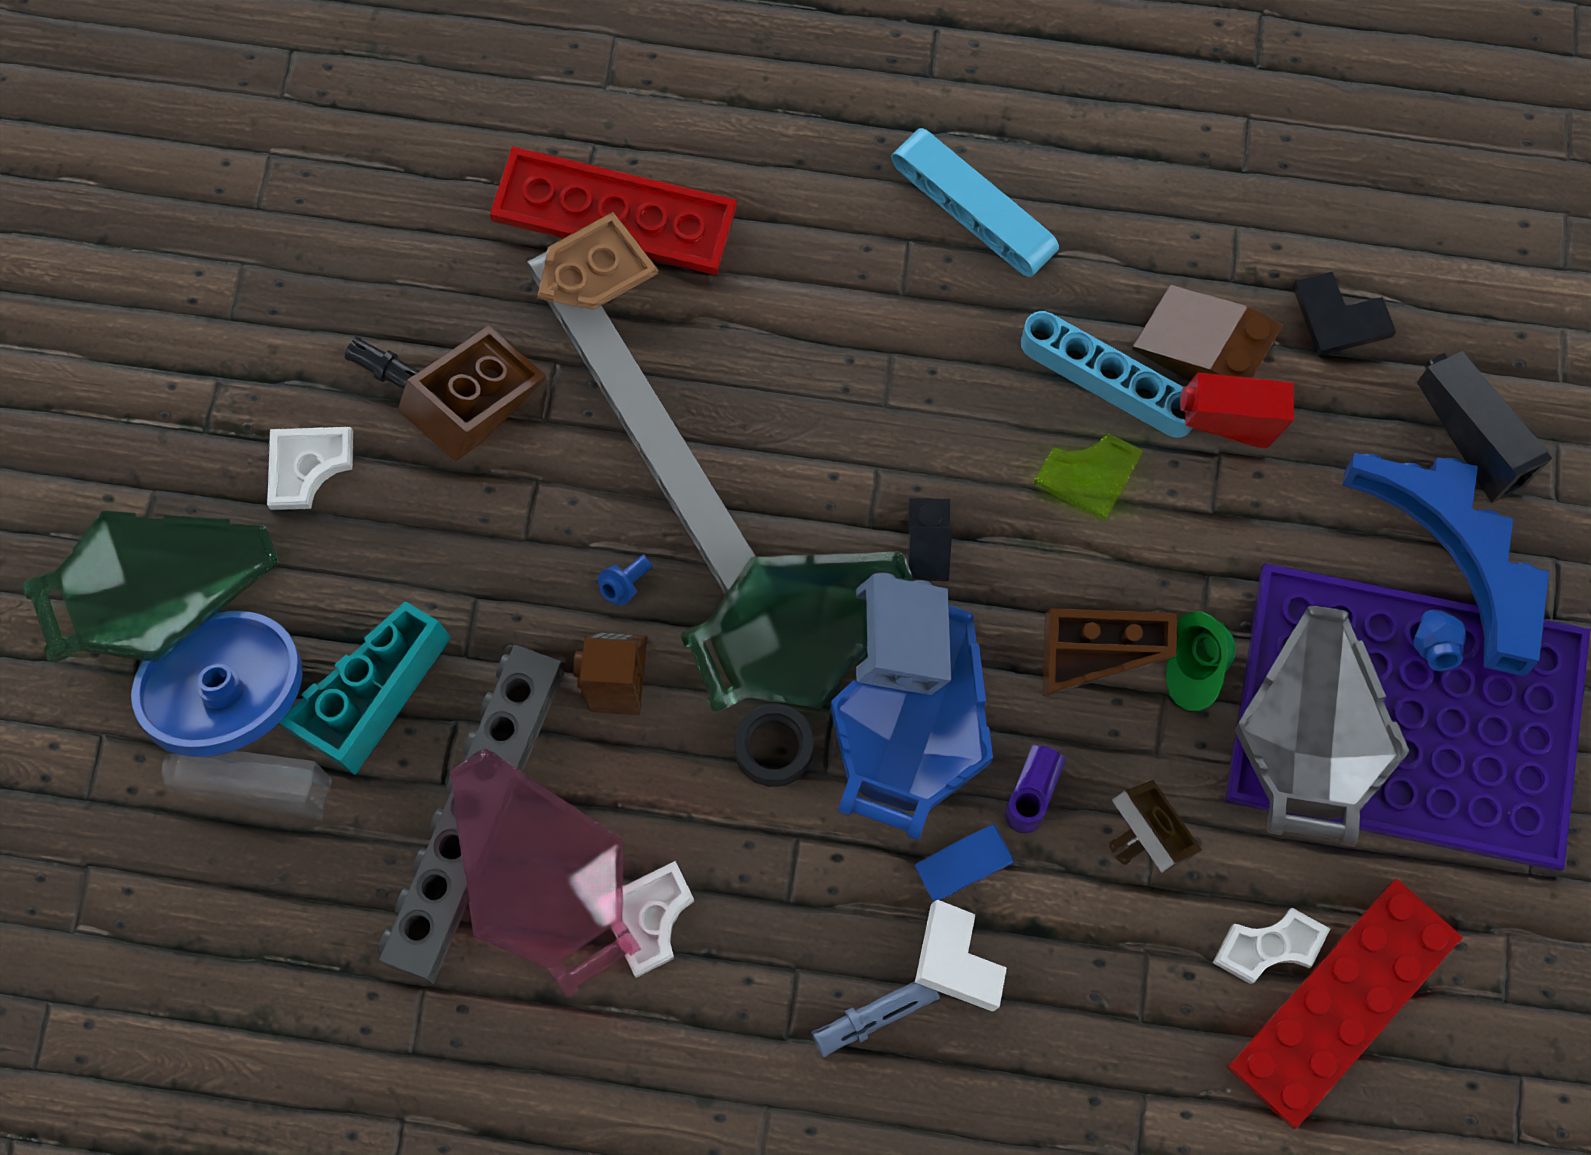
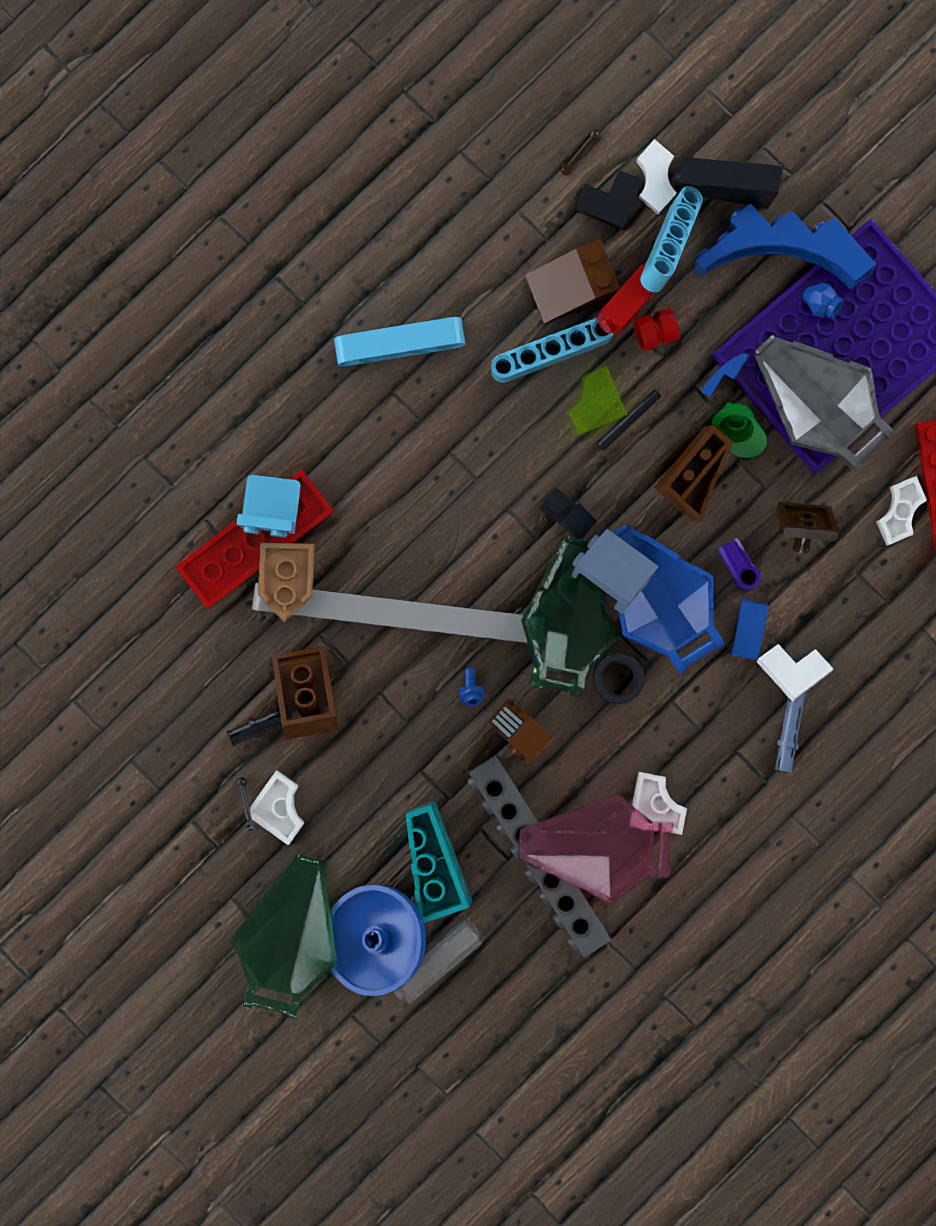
camera: 55 degrees left, 15 degrees up
(260, 438) = (241, 782): none -> black hinge
(664, 191) = (270, 506): none -> medium azure bracket
(1102, 526) = (629, 419): none -> black bar
(1235, 472) = (656, 329): none -> red wheel
(1267, 590) = (730, 369): none -> blue slope
(1332, 242) = (566, 168): none -> dark brown hinge
(1352, 398) = (671, 239): none -> medium azure beam
(1426, 334) = (655, 165): none -> white tile

